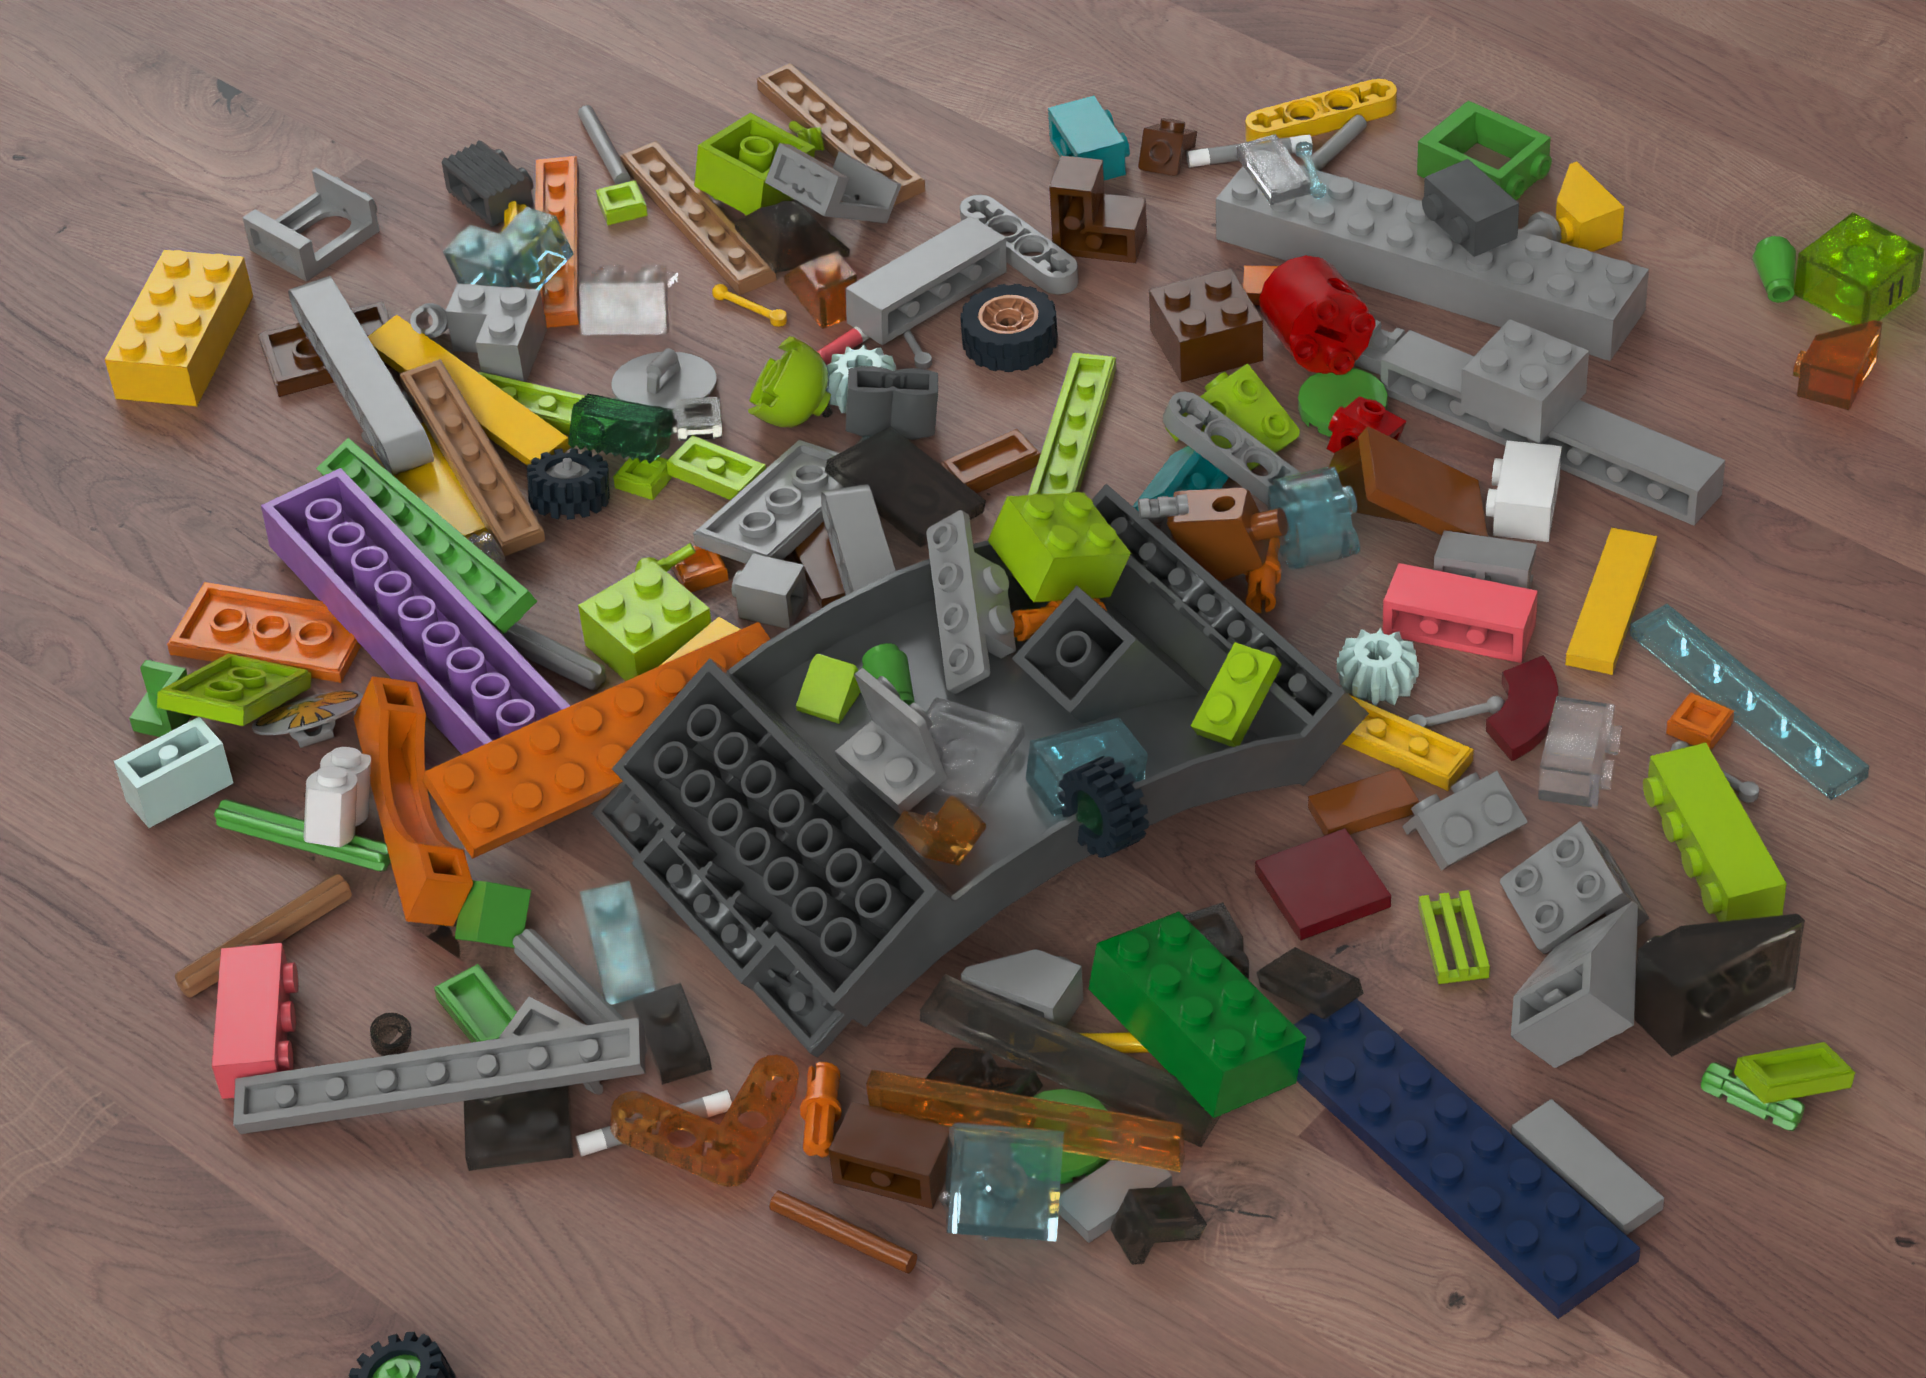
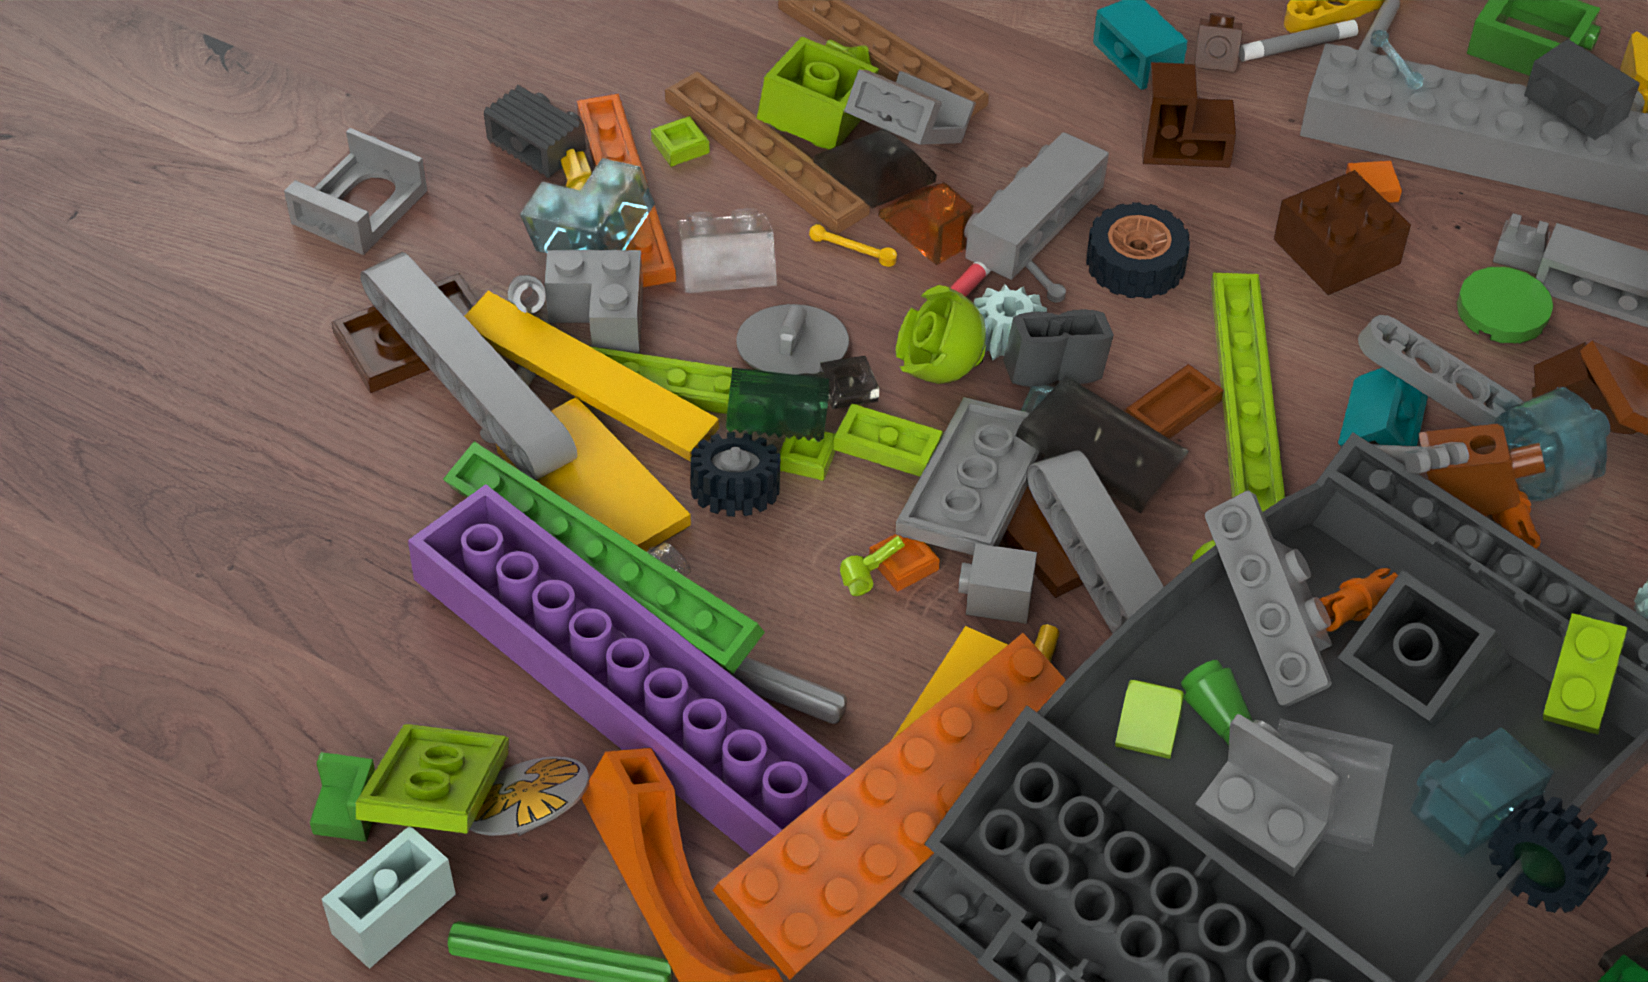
camera: 15 degrees left, 5 degrees up
(179, 328) = (242, 324): yellow brick -> none
(265, 628) = (438, 686): orange tile -> none
(337, 797) = (600, 913): white brick -> none
(472, 457) = (621, 453): medium nougat tile -> none
(603, 145) = (641, 80): light grey bar -> none
(641, 621) = (880, 642): lime brick -> none
(942, 835) = (1358, 895): clear orange bracket -> none
(1026, 239) = (1151, 180): light grey beam -> none
(1058, 545) = (1342, 516): lime brick -> none
(1250, 406) = (1418, 309): lime bracket -> none
(1273, 169) = (1361, 61): clear tile -> none
(1316, 315) = (1463, 214): red cylinder -> none
(1352, 421) = (1551, 333): red brick -> none

